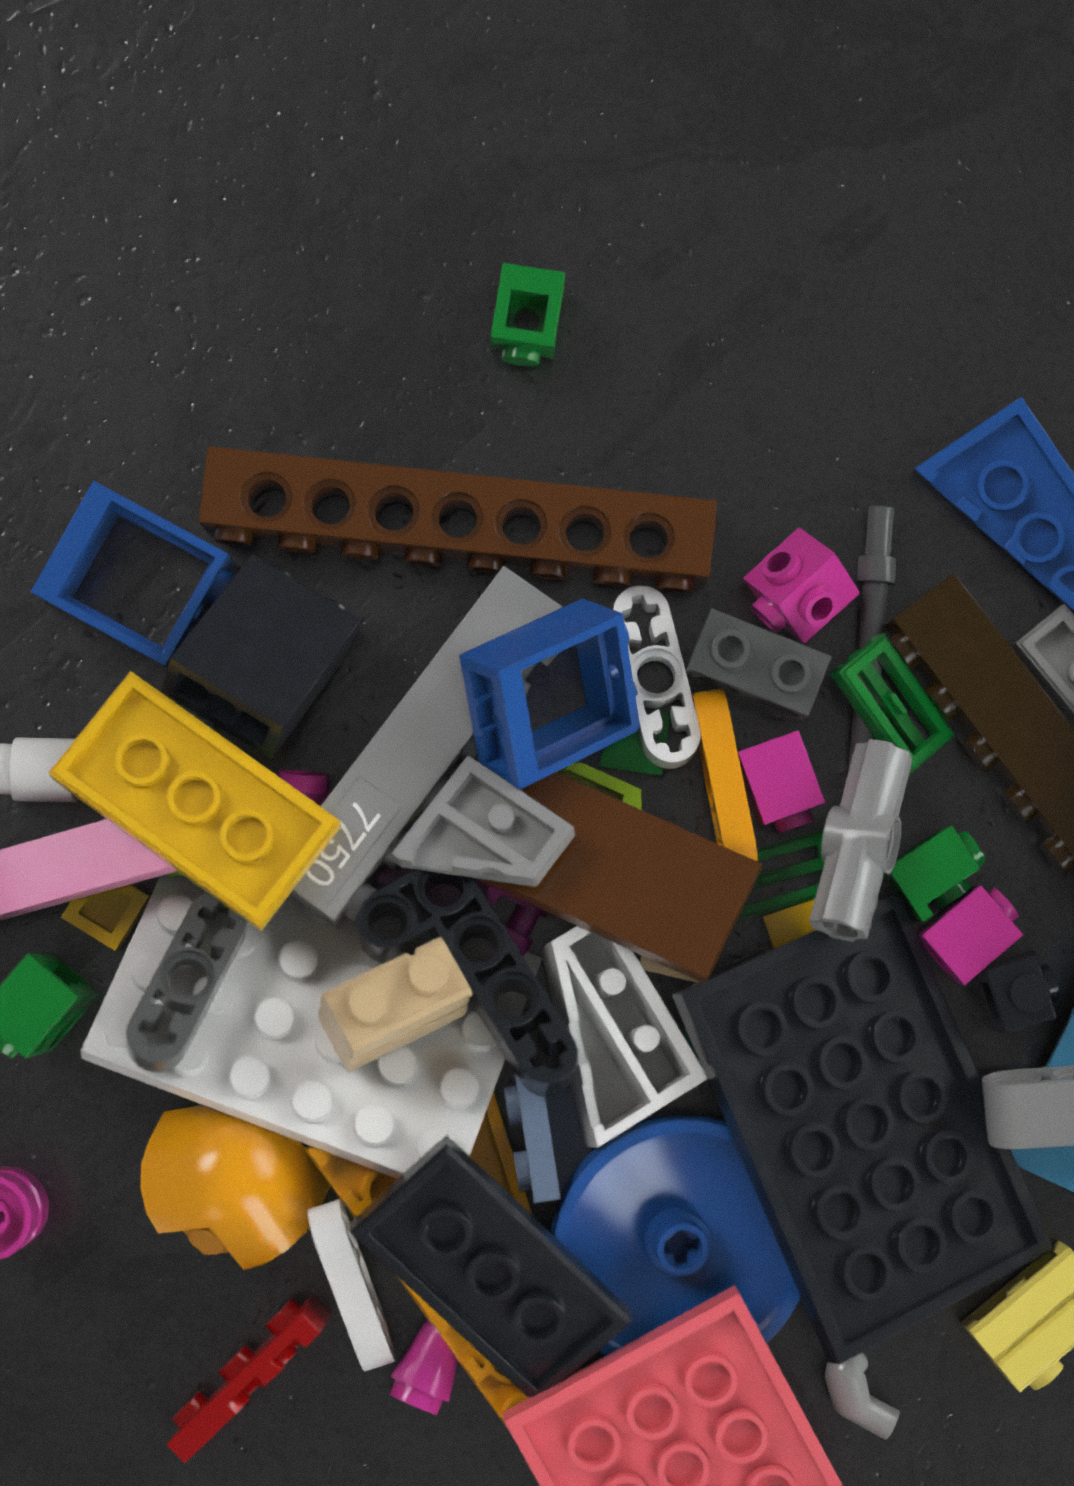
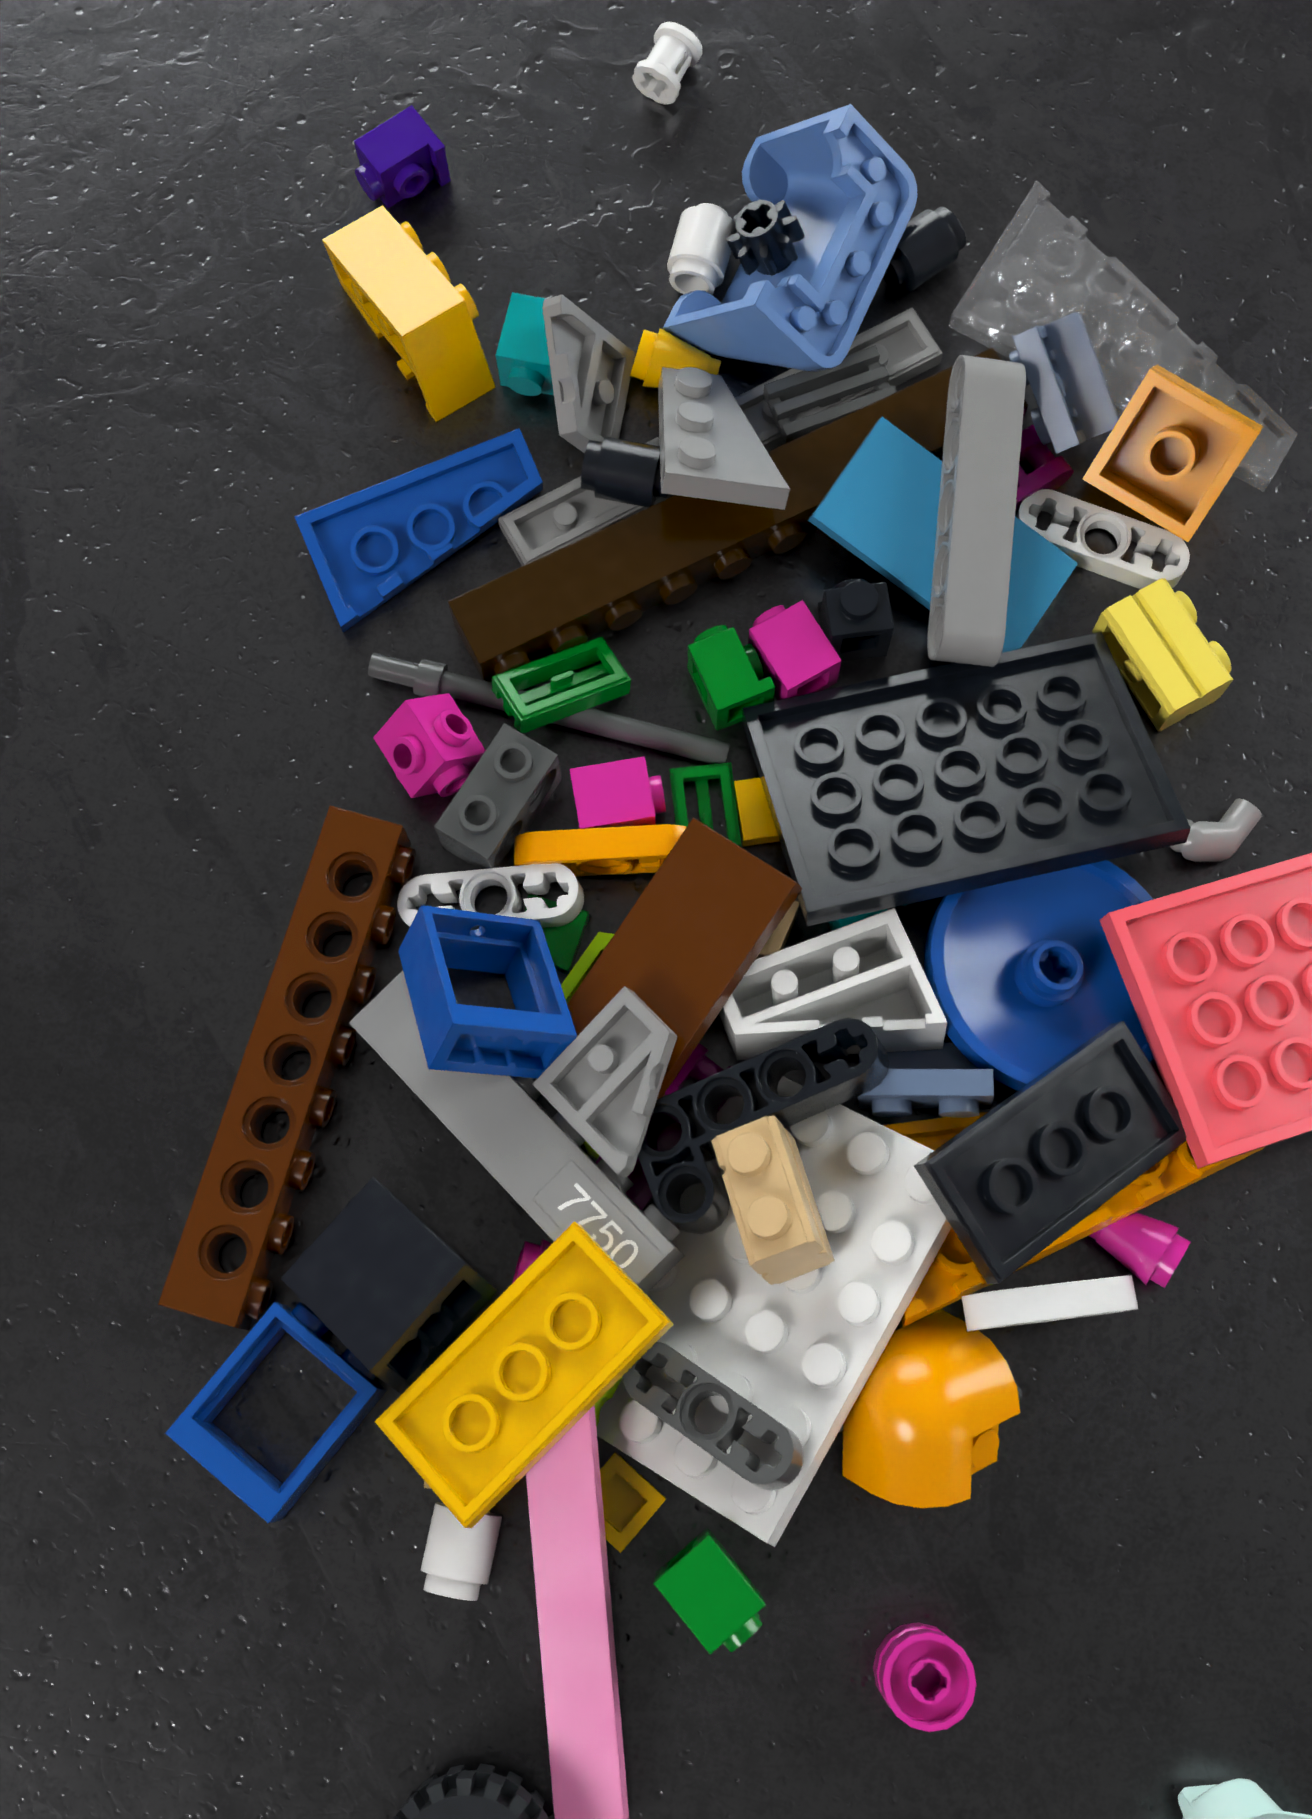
camera: 75 degrees left, 10 degrees down
(245, 1372) = (1167, 1484): red wing -> none
(527, 292) = (86, 947): green brick -> none
(861, 840) = (687, 727): light grey piece -> none

